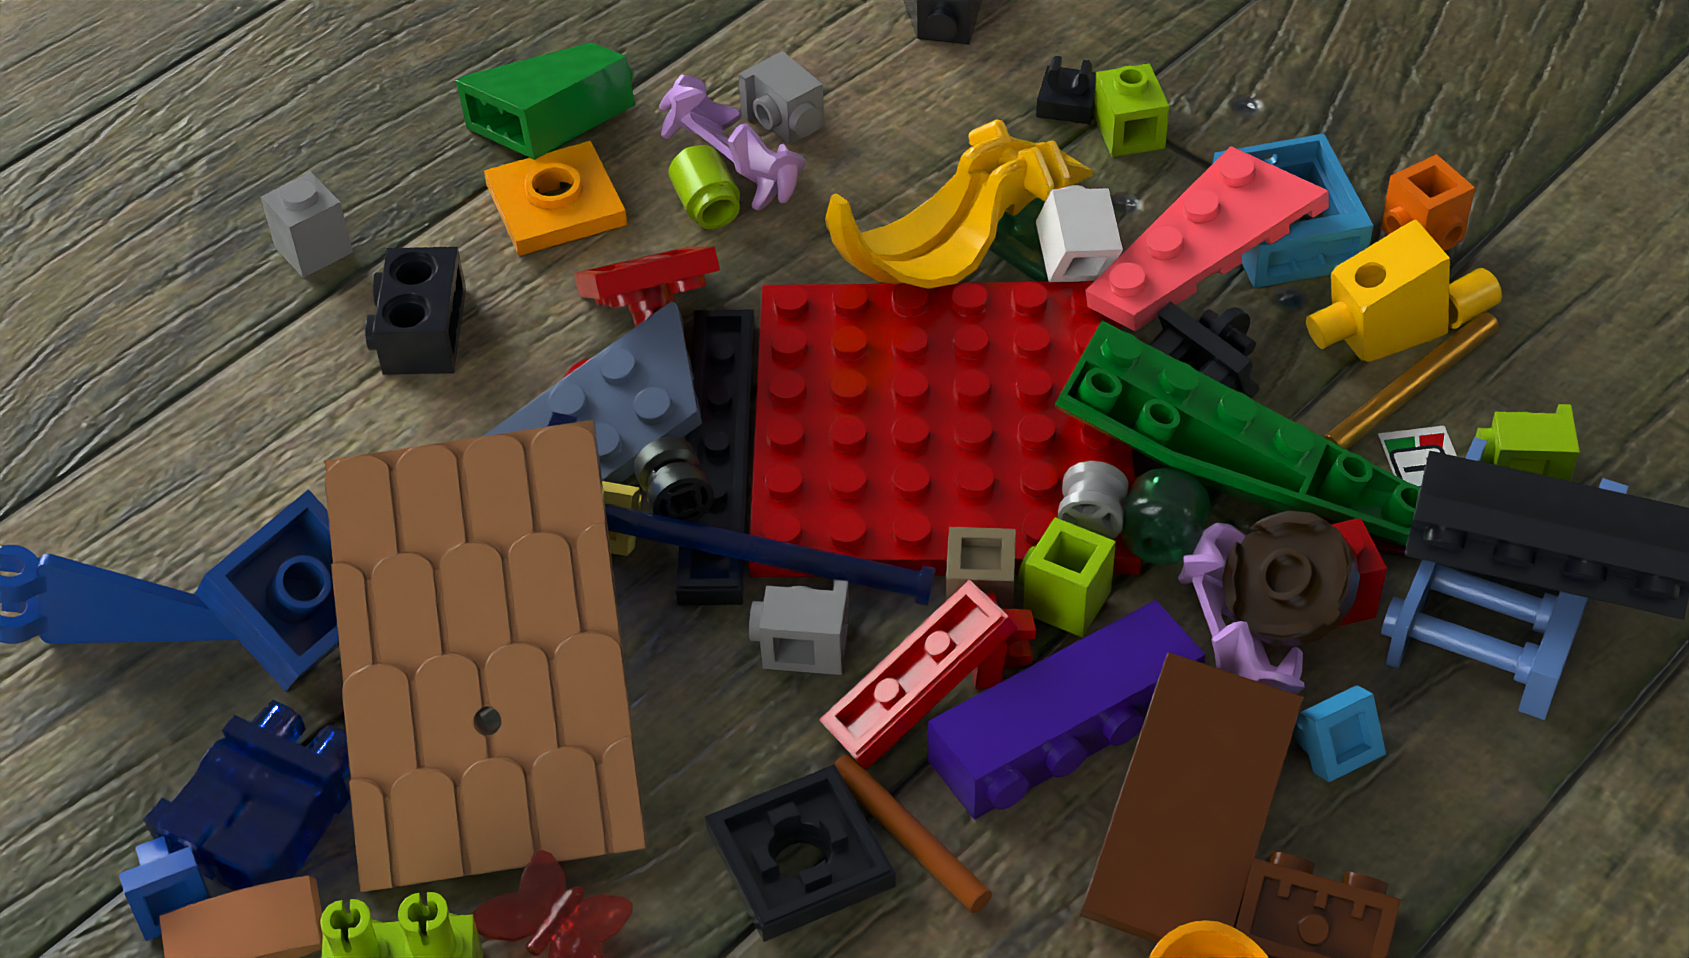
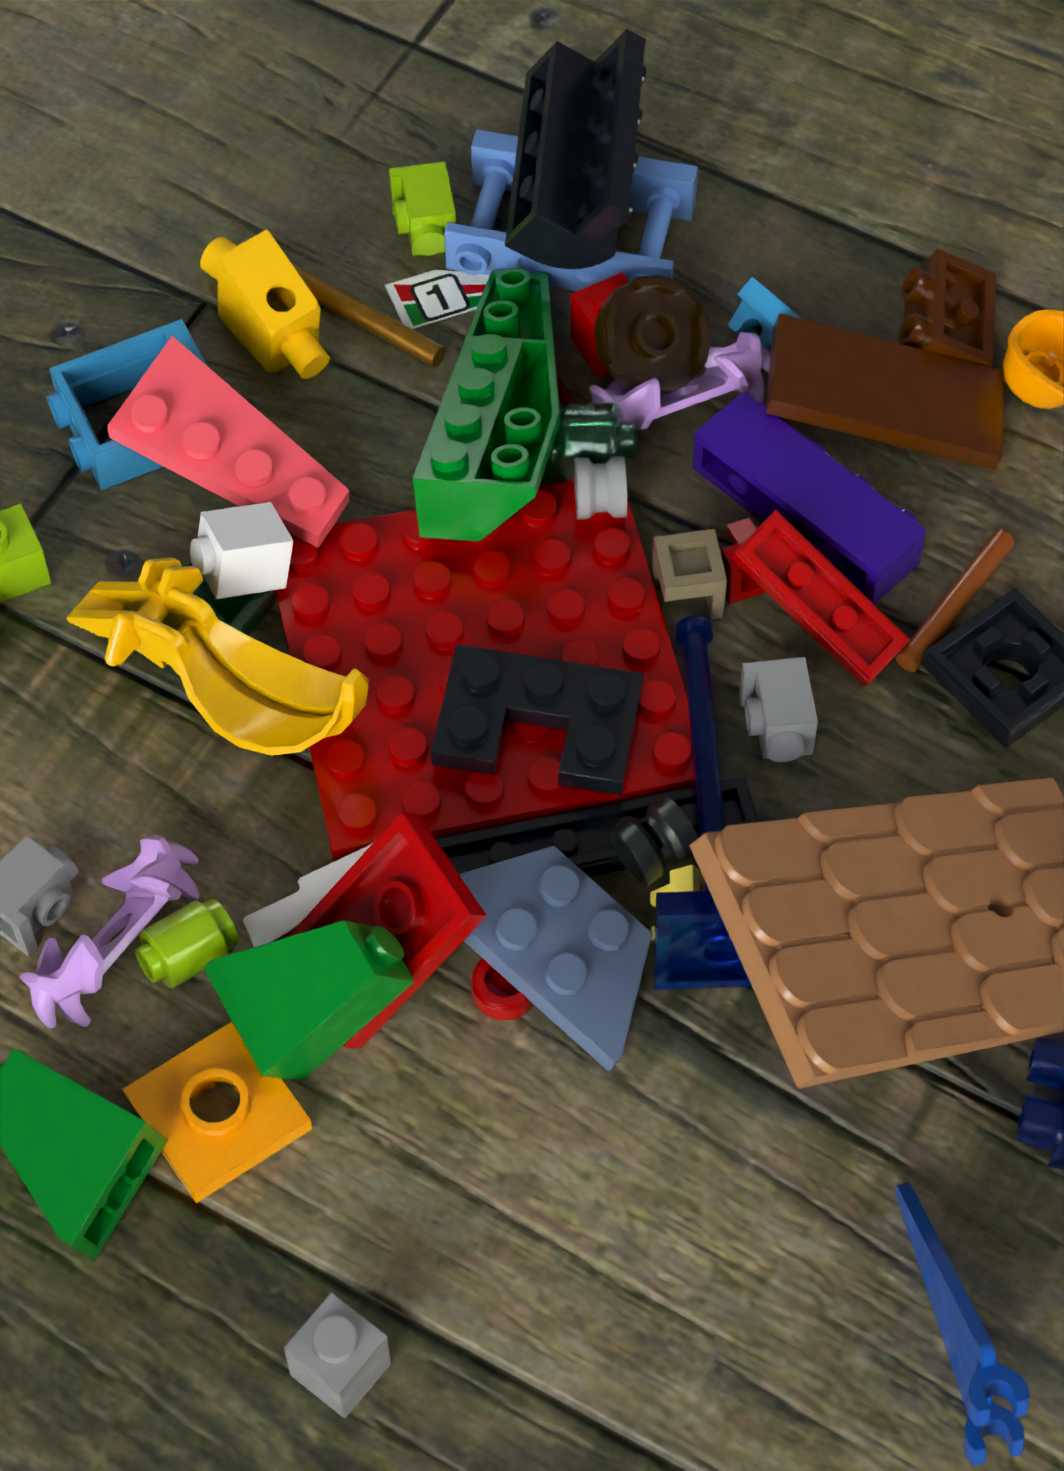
camera: 105 degrees left, 10 degrees up
(280, 592) = (902, 1139): blue brick -> none
(417, 311) = (442, 1165): black brick -> none
(616, 225) = (309, 993): none -> green slope
(732, 279) = (284, 915): none -> white sticker
(879, 407) = (497, 686): none -> black plate
(1067, 576) = (677, 498): lime brick -> none
(1213, 344) = (377, 434): black hips -> none
(1432, 196) = (134, 288): orange brick -> none

